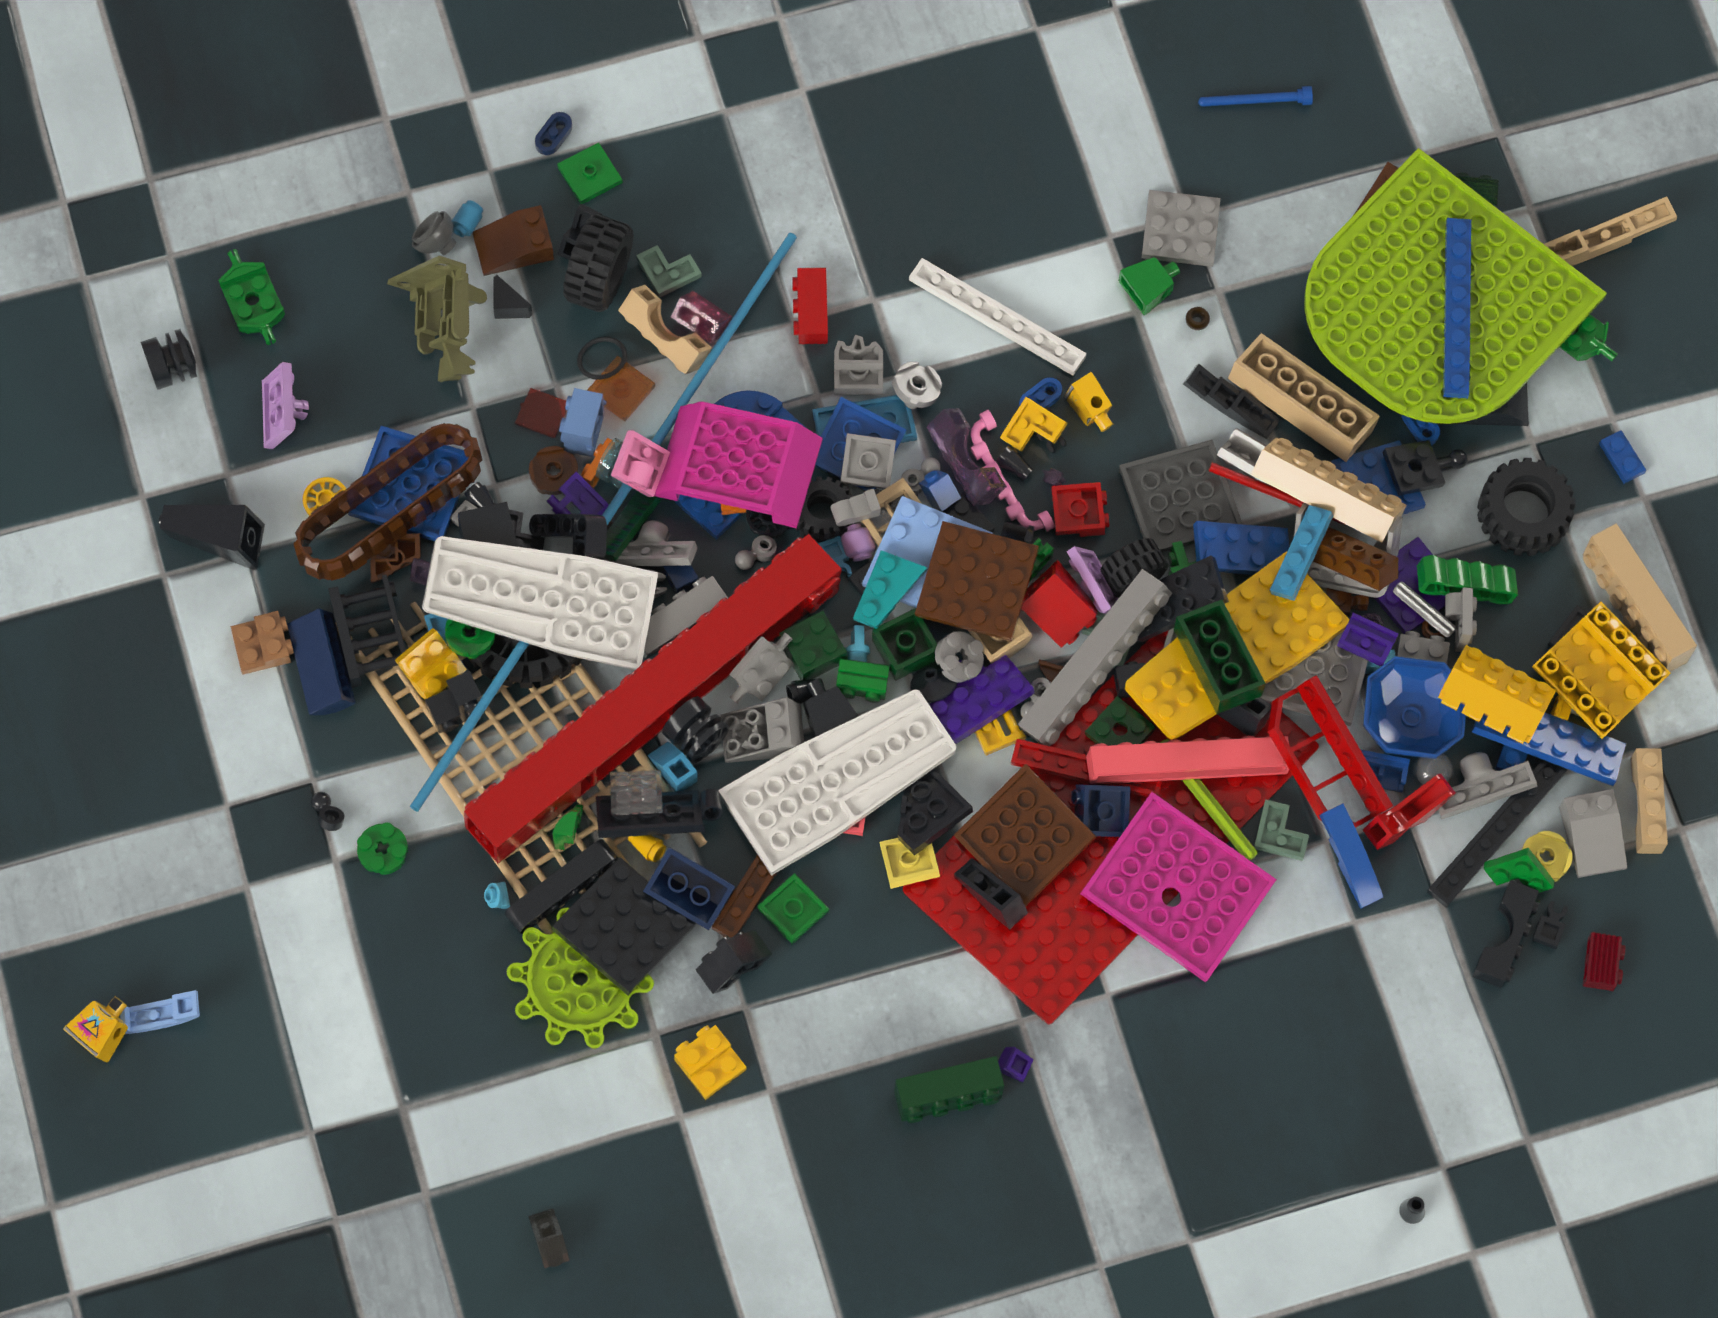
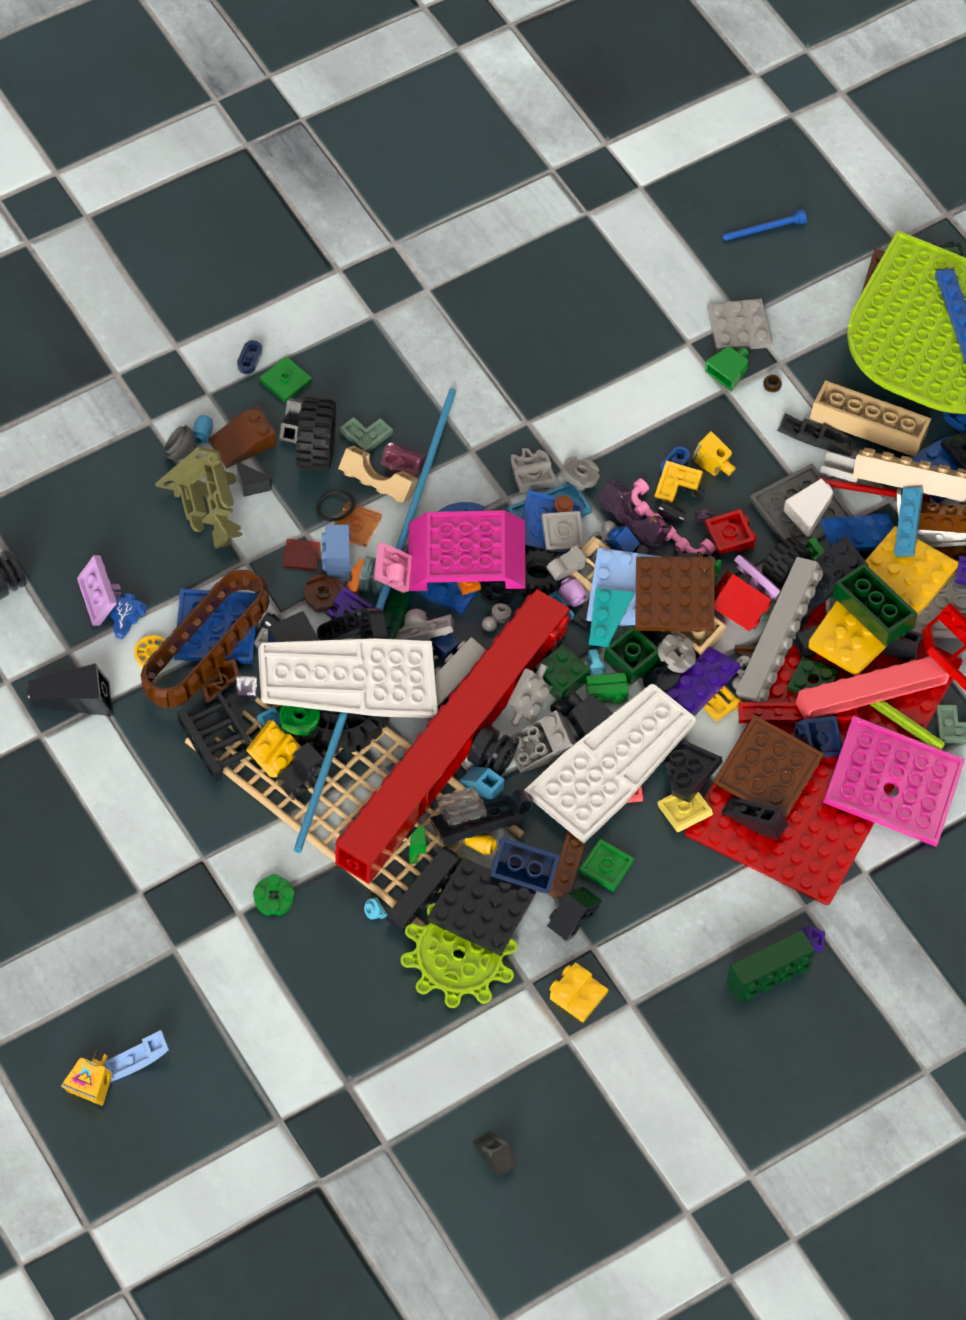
camera: 15 degrees left, 10 degrees down
(249, 280) = (46, 508): green plate -> none
(262, 643) = (134, 766): medium nougat plate -> none
(307, 442) = (126, 613): none -> blue rock
(321, 663) = (185, 770): dark blue brick -> none
(329, 816) = (225, 881): black plate -> none
(810, 306) = (483, 435): red brick -> none
(879, 426) = (563, 504): none -> copper plate
(997, 316) = (624, 413): white plate -> none
(1188, 498) = (809, 506): none -> white slope

